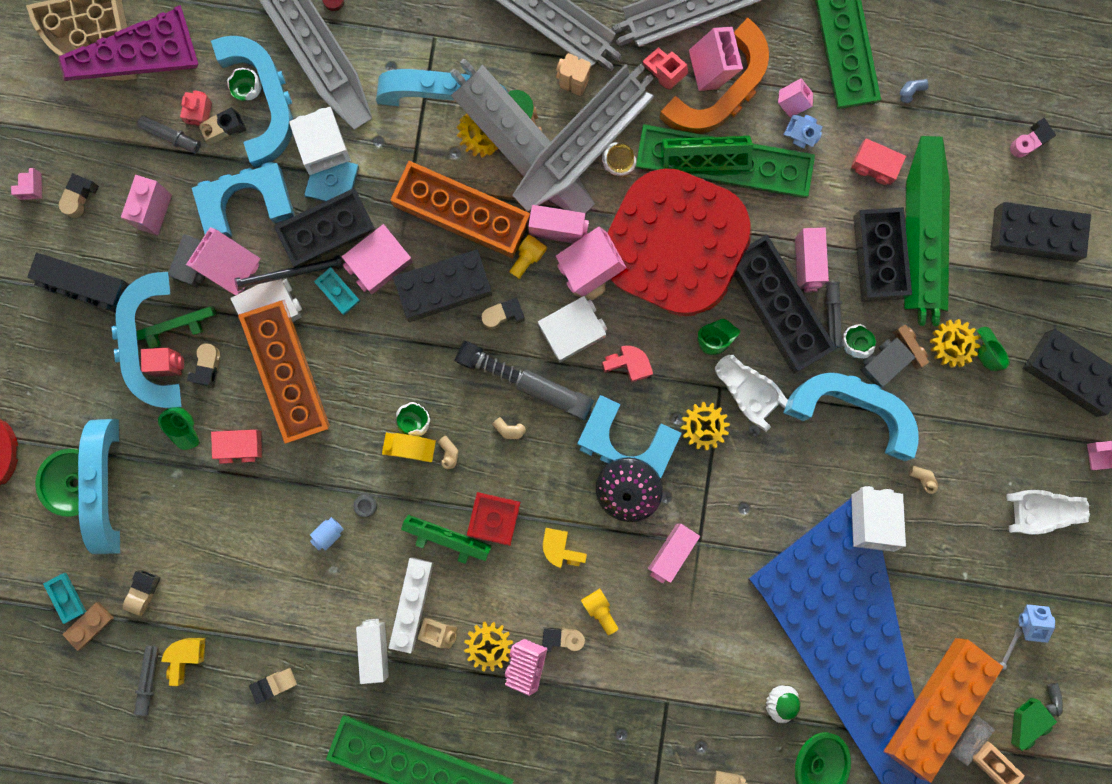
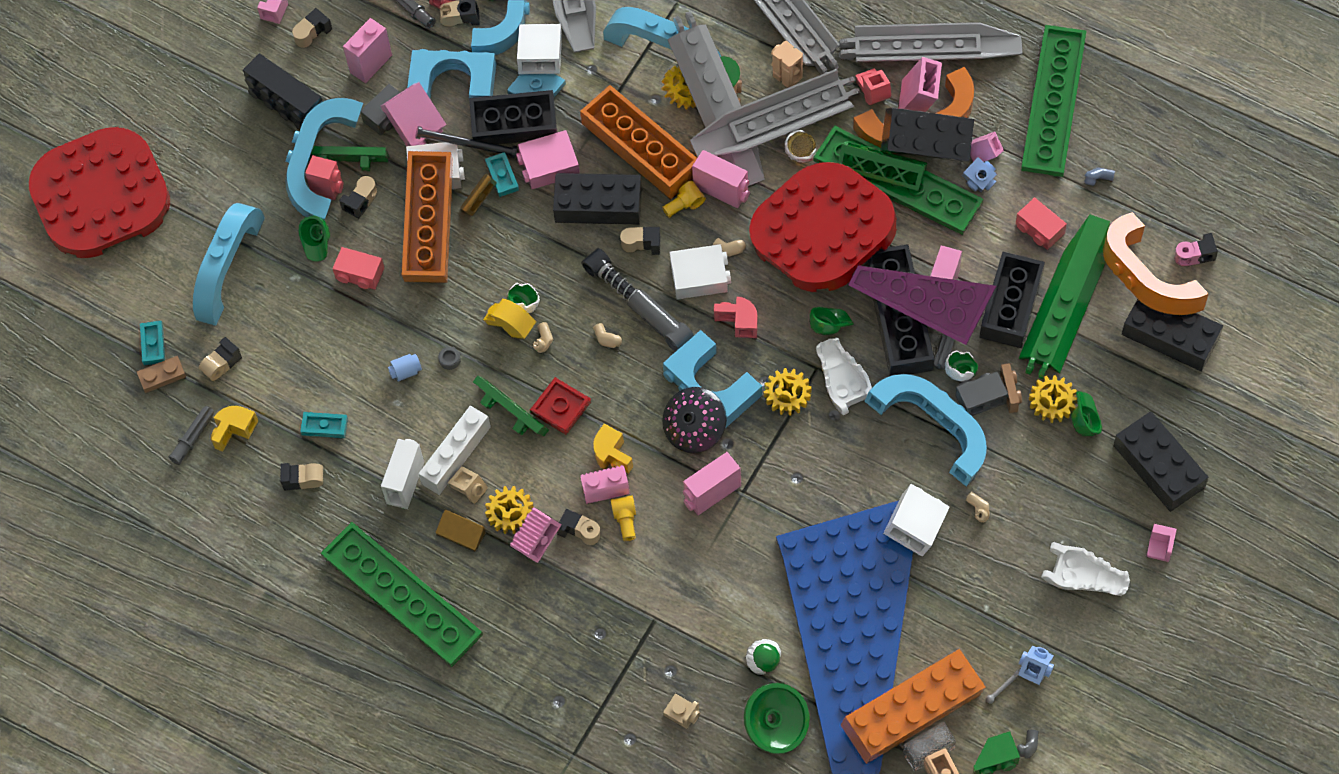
camera: 30 degrees right, 20 degrees down
(55, 483) = (190, 244): green dish -> none
(272, 623) = (324, 425): none -> teal plate
(322, 323) = (478, 195): none -> pearl gold slope
(449, 683) = (460, 530): none -> pearl gold slope
(569, 588) = (605, 484): none -> bright pink brick
(590, 262) = (737, 218): bright pink brick -> none
(742, 108) = (927, 134): none -> black brick
(825, 292) = (937, 302): none -> magenta wing
(996, 192) = (1152, 292): none -> arch

